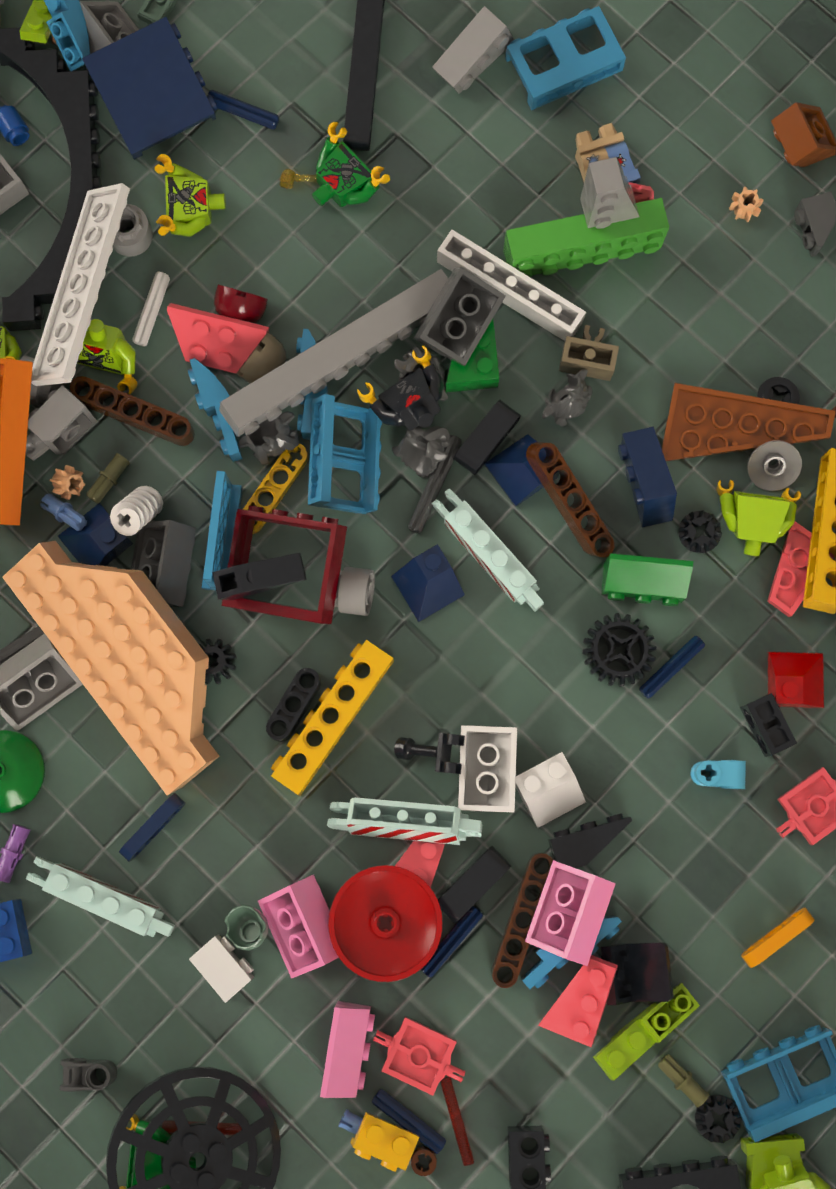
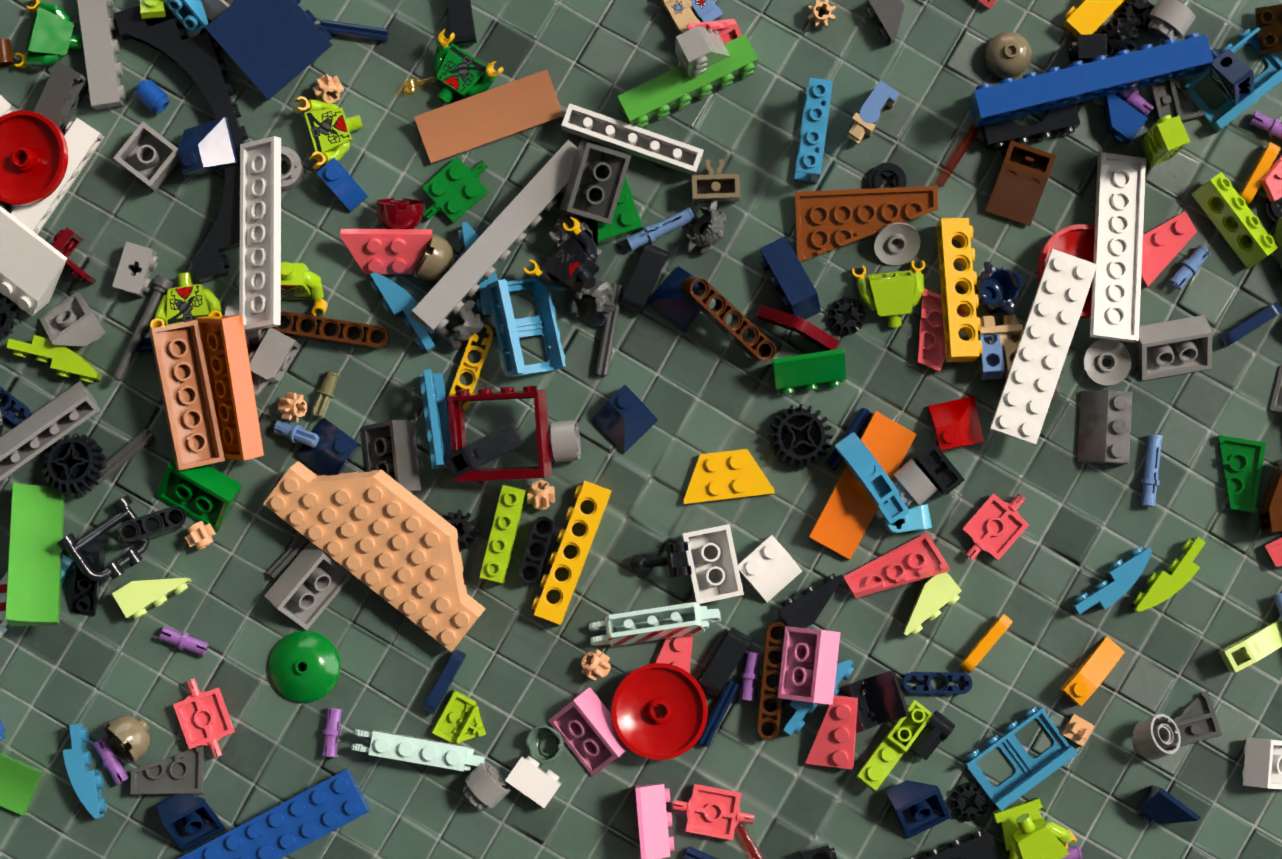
camera: 15 degrees left, 5 degrees up
(51, 188) = (207, 147): none -> dark blue slope
(136, 510) = (360, 417): white piece -> none
(151, 308) = (321, 234): white axle -> none
(157, 875) = (459, 719): none -> lime slope
(166, 960) = (485, 786): none -> light grey piece
(186, 261) = (342, 184): none -> blue slope
(194, 159) = (328, 89): none -> light nougat gear
(261, 677) = (503, 534): none -> lime brick
(306, 296) = (455, 189): none -> green plate
(313, 644) = (540, 494): none -> light nougat gear
(326, 851) = (595, 665): none -> light nougat gear
(361, 228) = (489, 117): none -> nougat arch
(489, 551) = (670, 378): light aqua hinge -> none
(498, 907) = (750, 676): none -> medium lavender pin
(507, 391) = (652, 232): none -> medium blue pin
(525, 676) = (726, 477): none -> yellow wing
(646, 523) = (797, 325): none -> dark red beam
(657, 1109) = (917, 806): none -> dark blue slope
(675, 722) = (849, 505): none -> orange arch
(683, 1080) = (933, 777): olive axle -> none
(693, 715) = (872, 478): none -> dark azure slope
(696, 1027) = (933, 733): none -> black piece
(699, 824) = (903, 565): none -> coral wing
(711, 320) = (813, 130): none -> dark azure window
(728, 867) = (932, 596): none -> yellowish green slope
(729, 981) = (954, 677): none -> dark blue beam
(734, 734) = (913, 484): none -> light grey piece
(769, 324) = (865, 122): none -> medium blue hips

